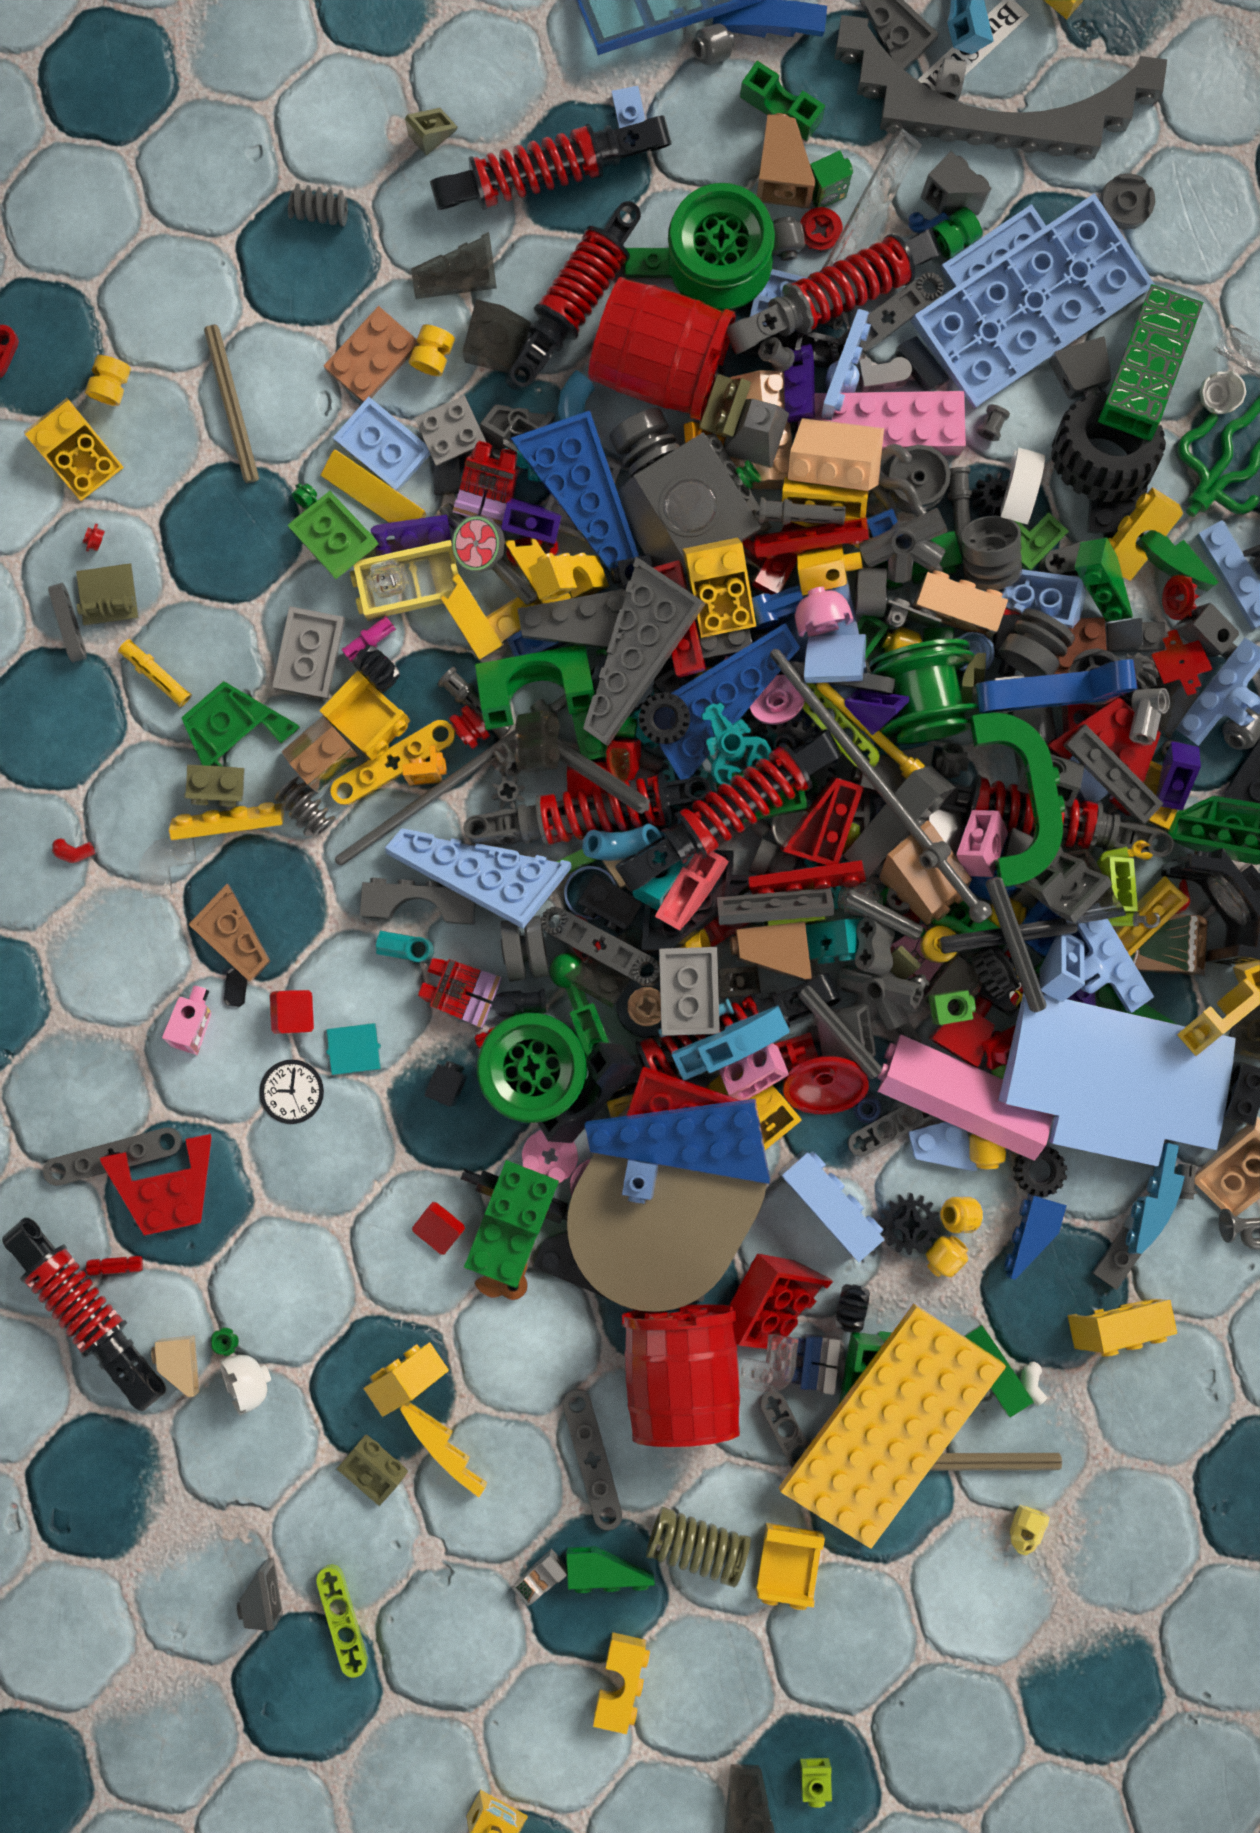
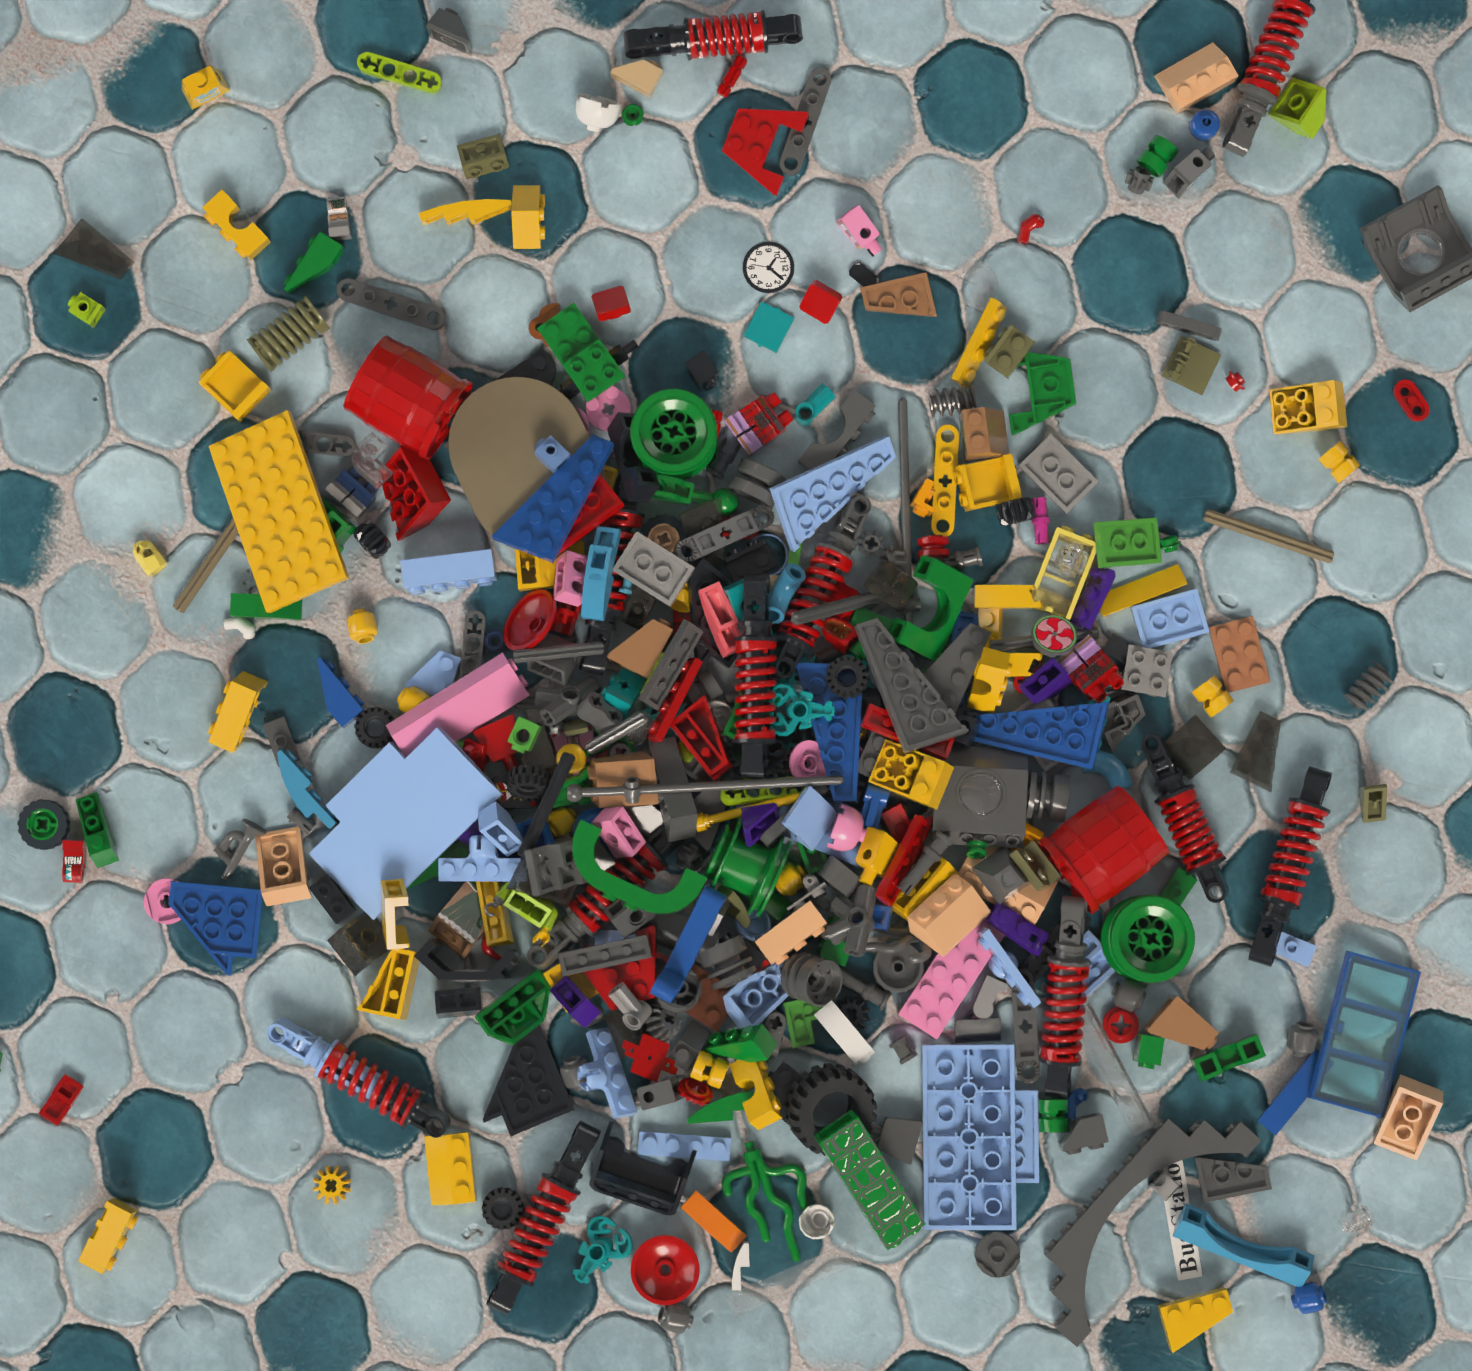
camera: 125 degrees right, 0 degrees up
(145, 664) = (1119, 360): yellow pin -> none
(778, 356) = (1043, 926): dark grey bush -> none
(909, 1238) = (394, 625): black gear -> none
(961, 1214) = (383, 654): yellow head -> none
(1016, 944) = (536, 803): dark grey axle -> none
(1147, 597) = (717, 1073): none -> yellow wheel

